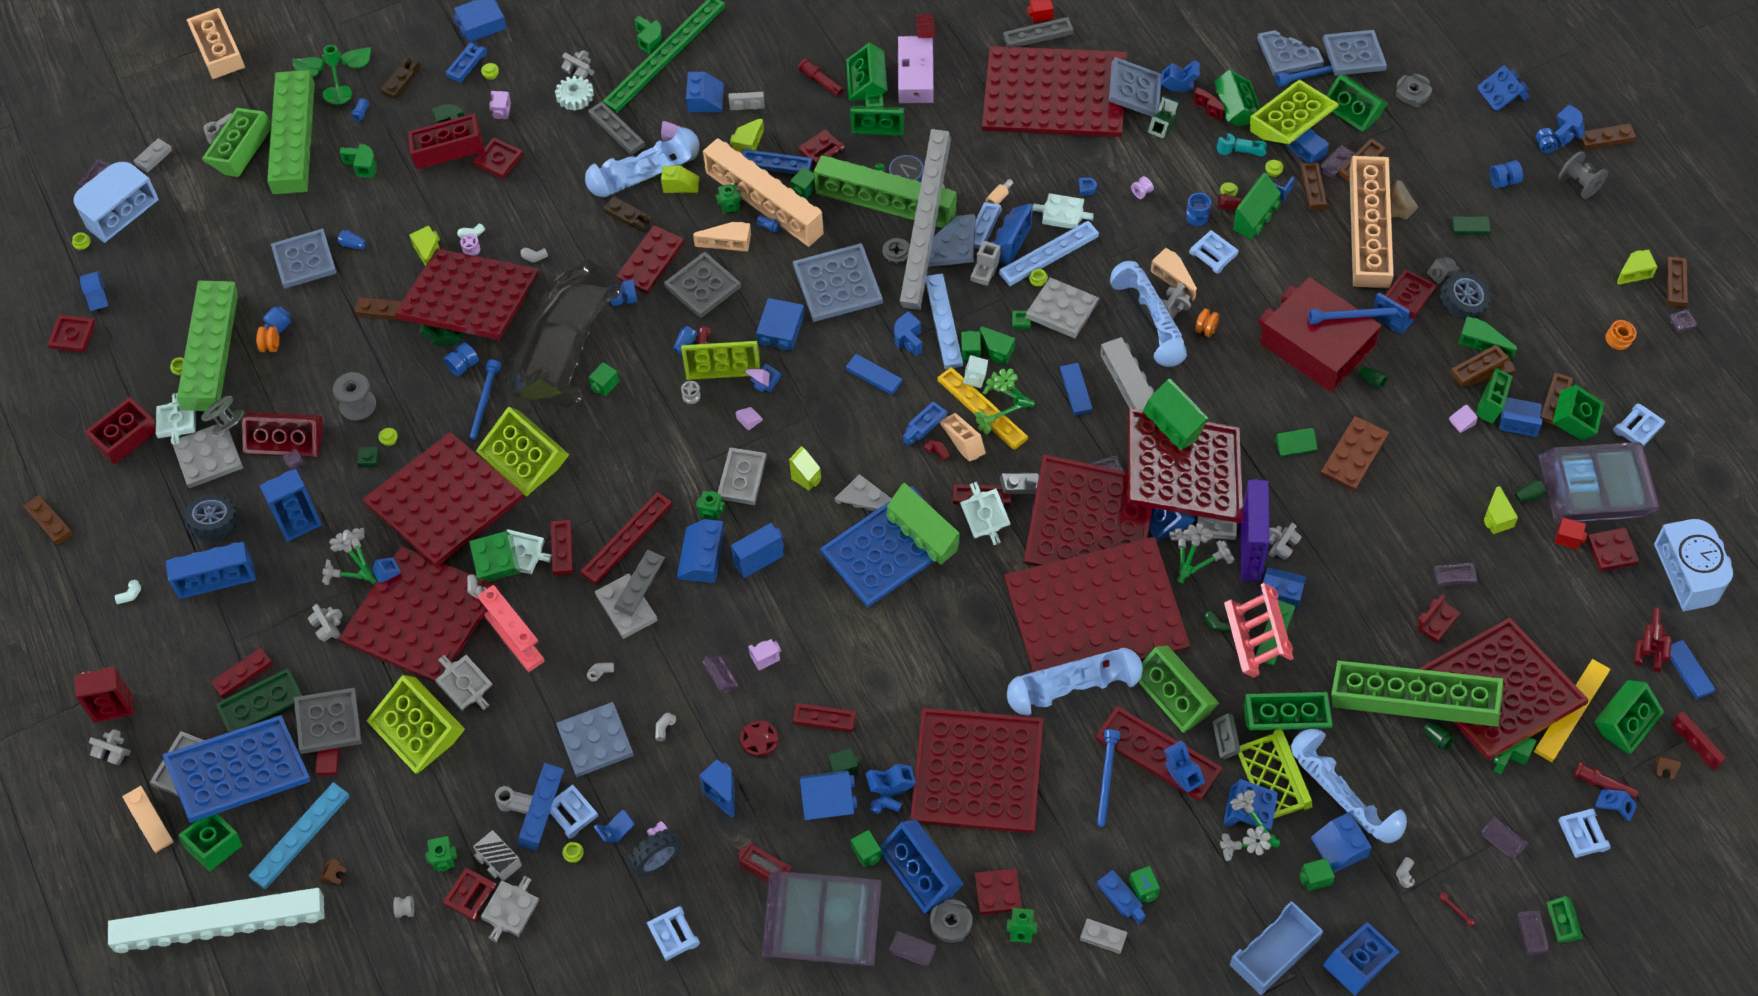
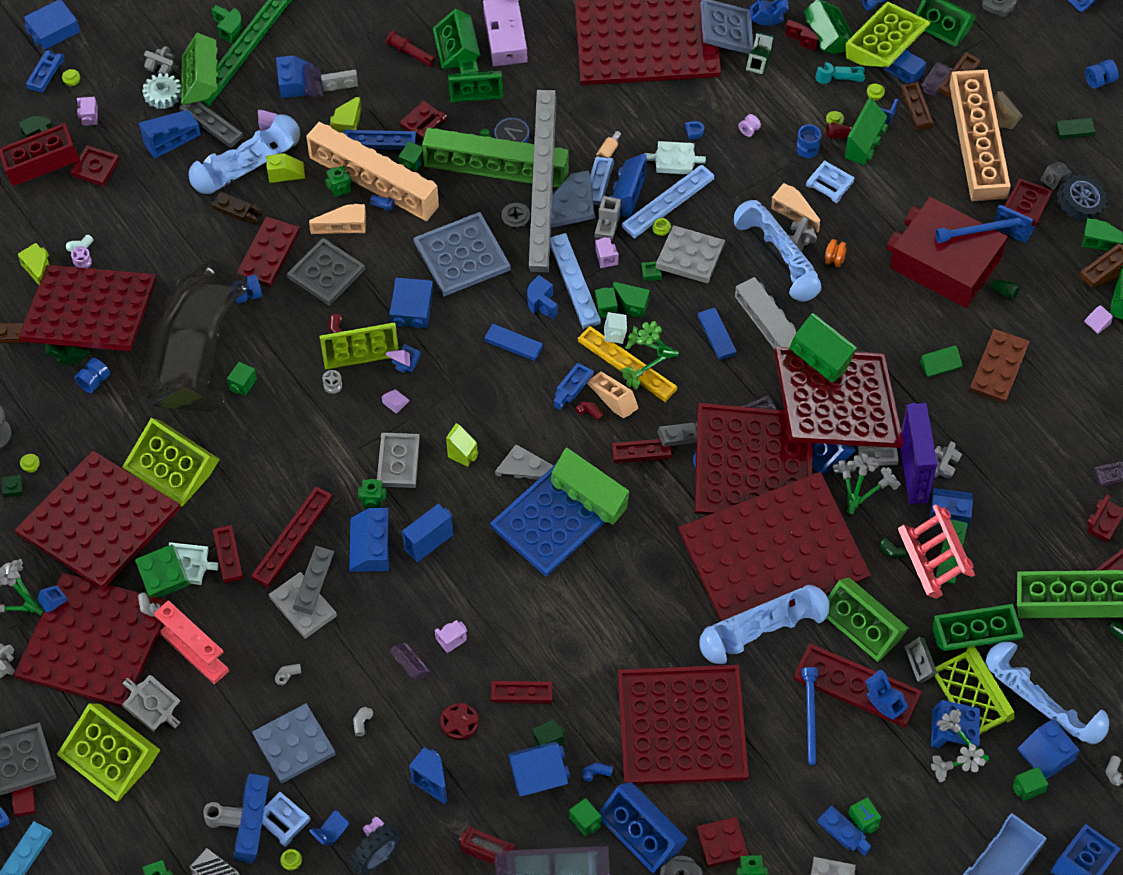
camera: 10 degrees left, 0 degrees up
(492, 367) = (125, 380): blue piece -> none
(533, 256) = (146, 261): light grey arm -> none
(573, 133) = (168, 132): none -> blue wedge
(612, 76) = (199, 70): none -> bright green slope
(685, 337) = (317, 328): blue cone -> none
(720, 99) = (313, 81): none -> clear purple plate
(892, 782) = (600, 747): blue brick -> none
(979, 297) = (606, 252): none -> lavender brick
(985, 513) = (648, 468): light aqua plate -> none

